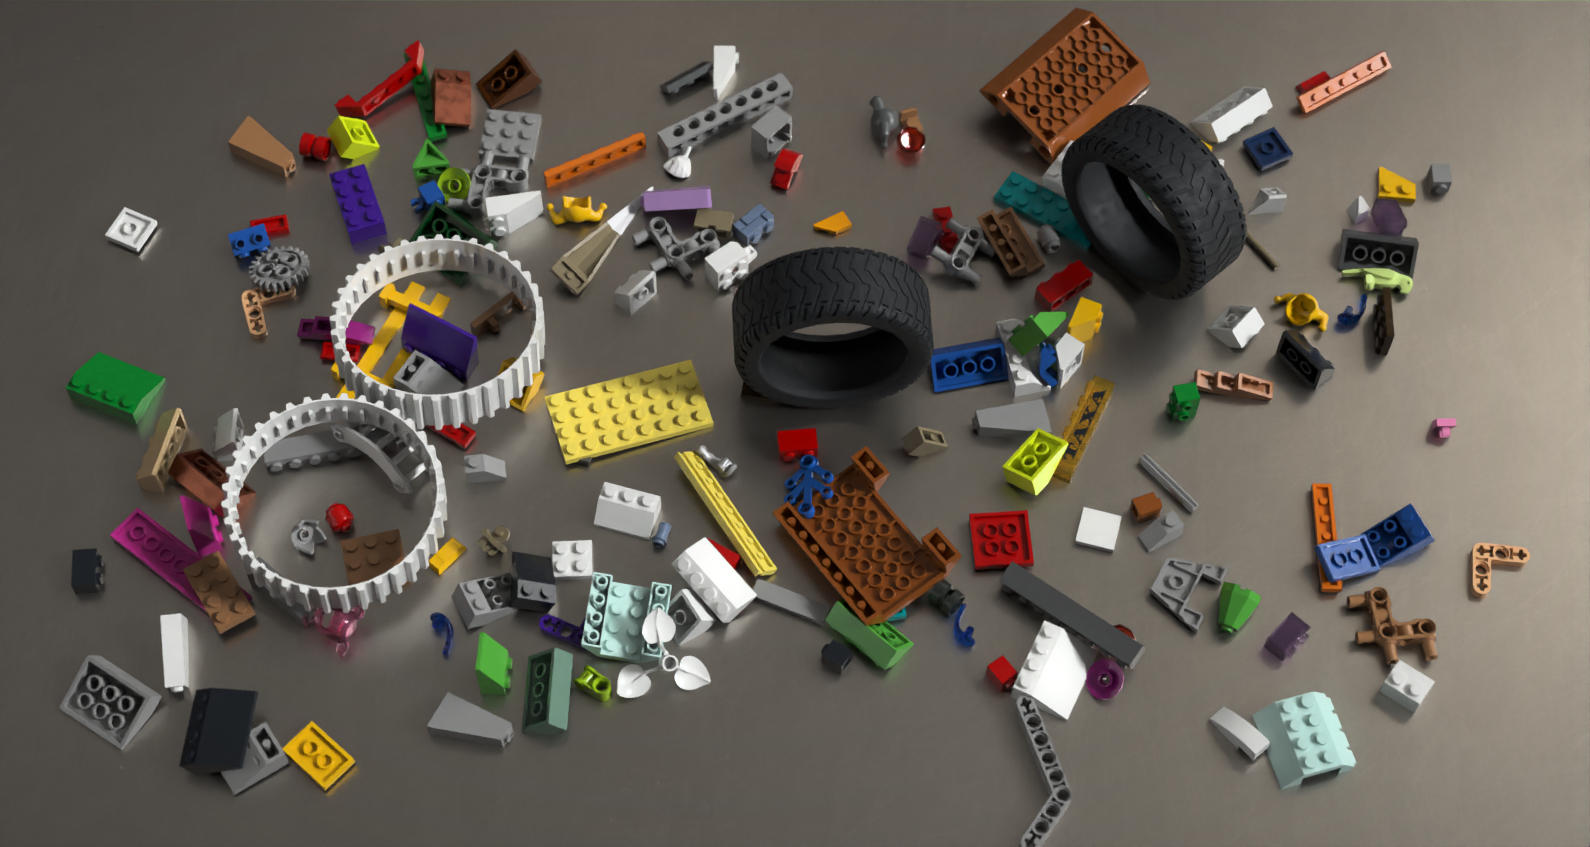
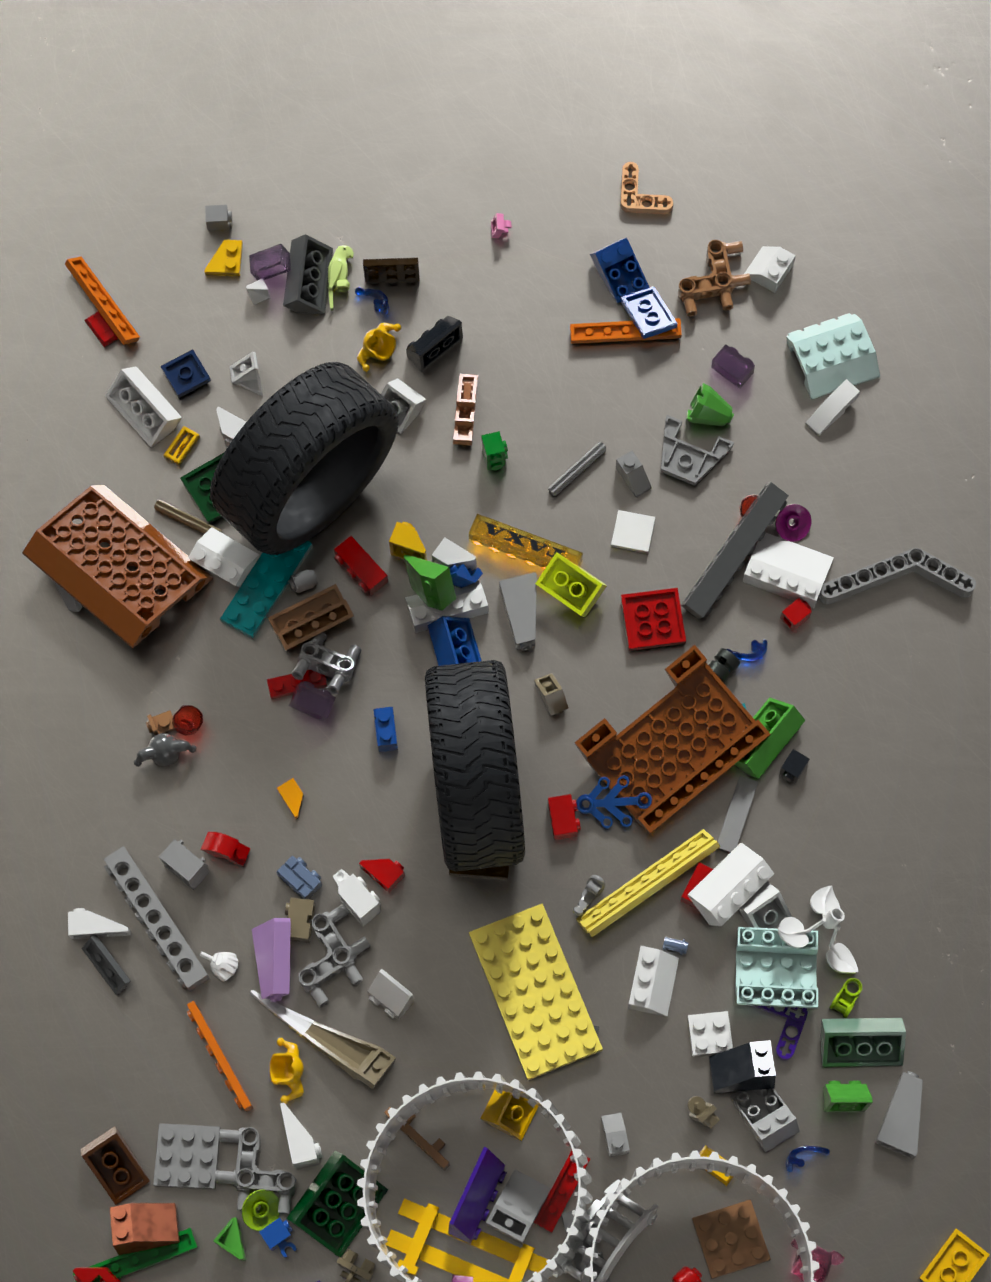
camera: 90 degrees left, 10 degrees up
(1146, 507) = (608, 487): dark orange brick -> none

